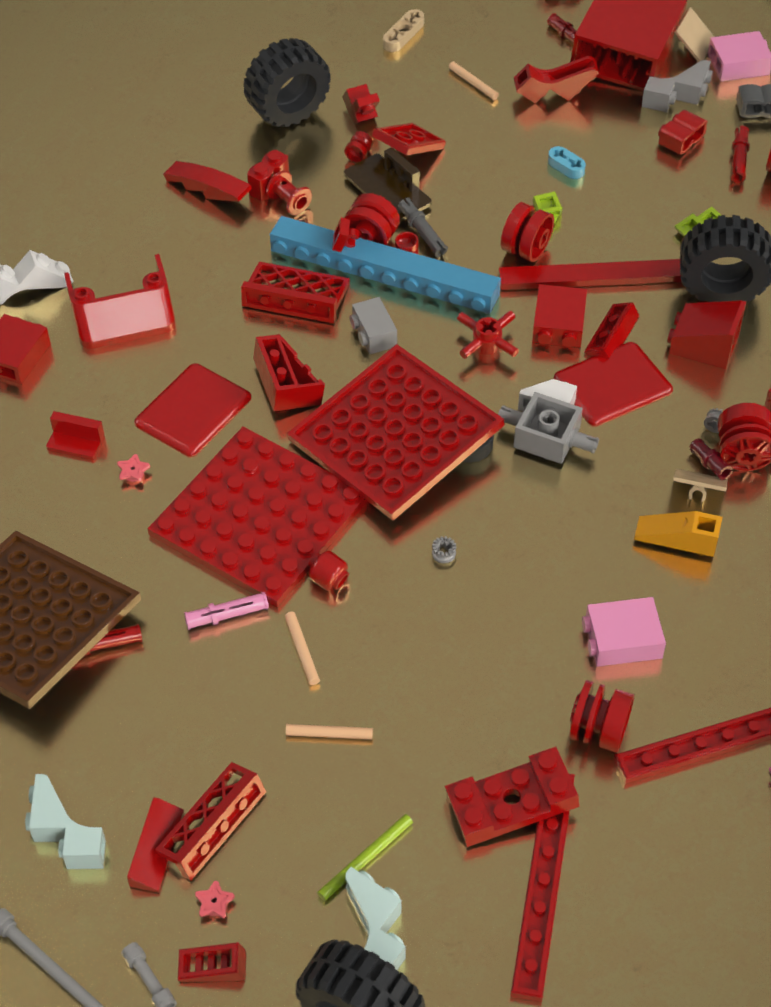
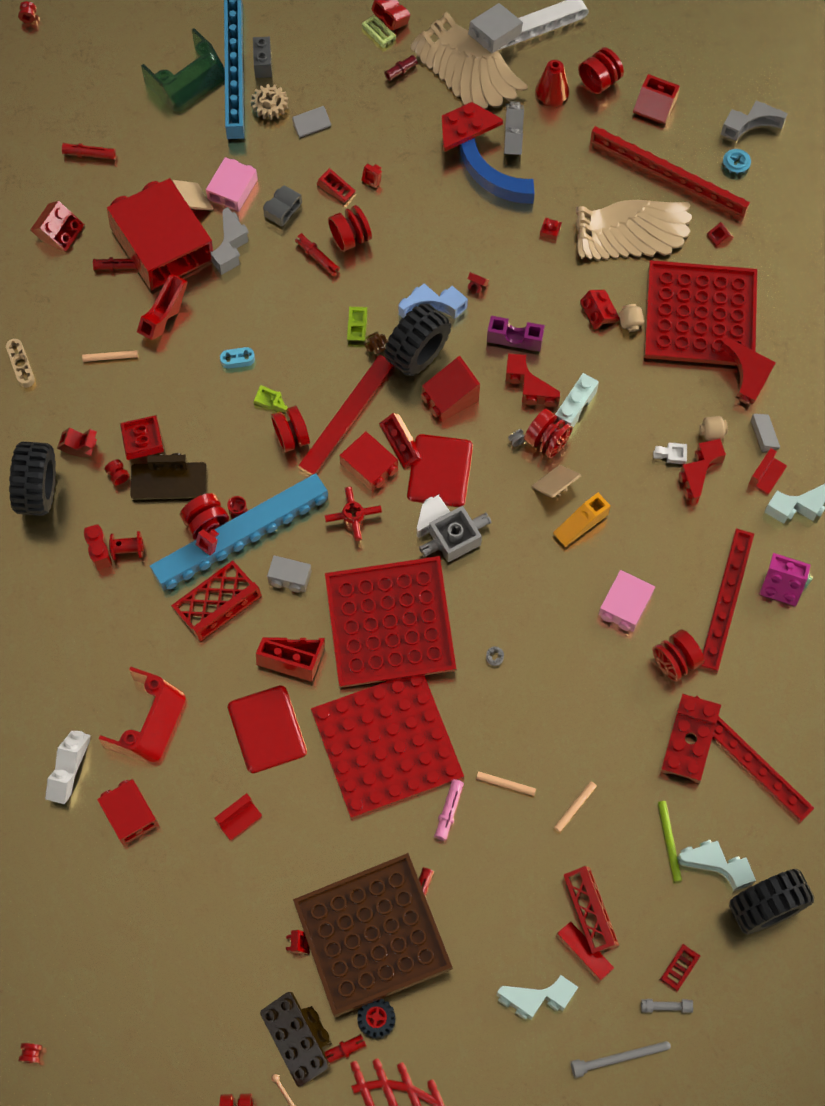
camera: 55 degrees left, 15 degrees up
(132, 475) = (287, 800): coral plate -> none
(211, 182) = (69, 589): red slope -> none
(217, 908) = (637, 944): coral plate -> none
(328, 570) = (464, 732): red head -> none
(417, 220) = (226, 485): dark grey pin -> none
(682, 132) = (271, 271): red brick -> none
(710, 459) = (543, 463): dark red pin -> none

